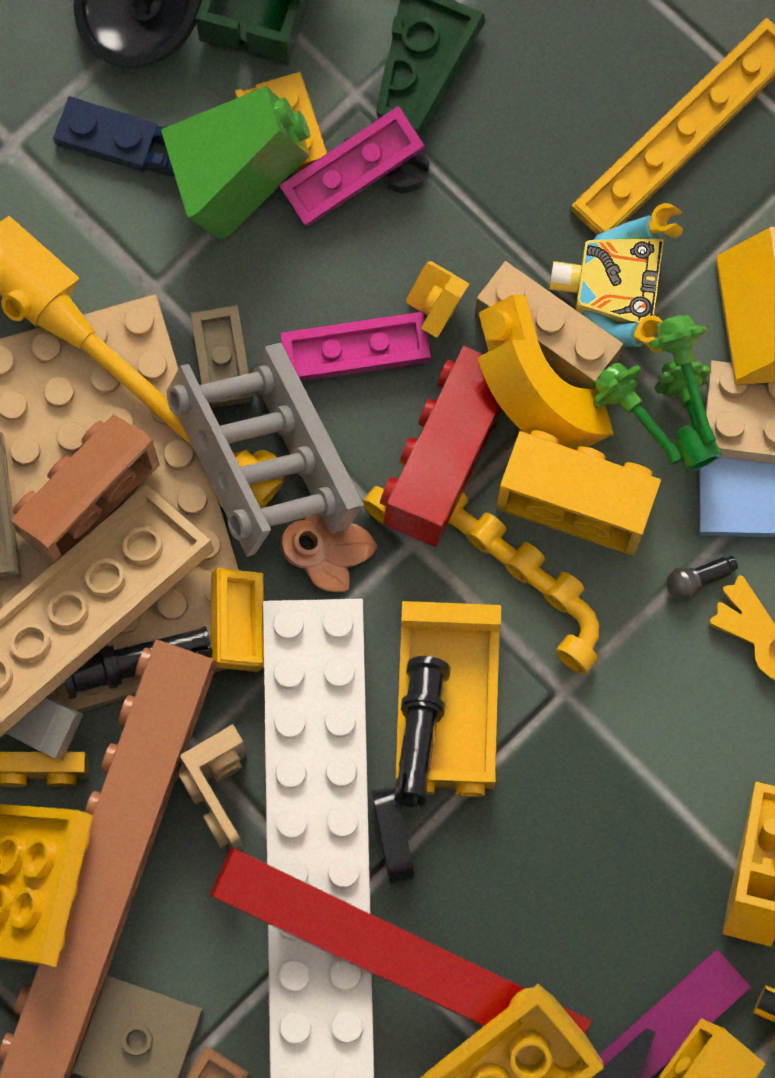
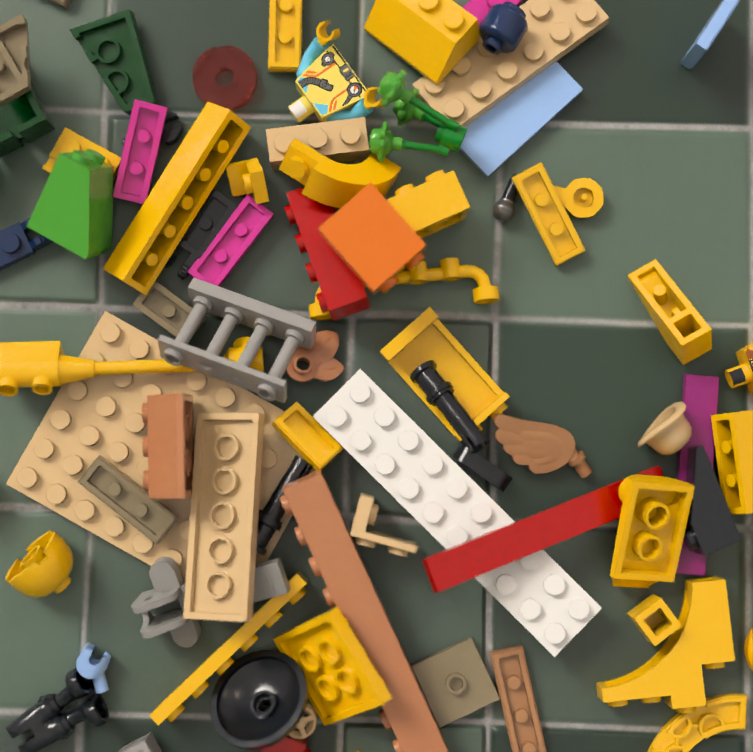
camera: 45 degrees left, 10 degrees up
(335, 303) = (203, 230): none -> black hinge
(344, 247) = (177, 197): none -> yellow brick
(478, 869) = (539, 445): none -> medium nougat animal
(503, 469) = (373, 240): none -> orange brick
(513, 200) = (225, 59): none -> clear red tile
(632, 988) = (668, 431): none -> tan hat
(727, 631) = (548, 214): none -> yellow tile

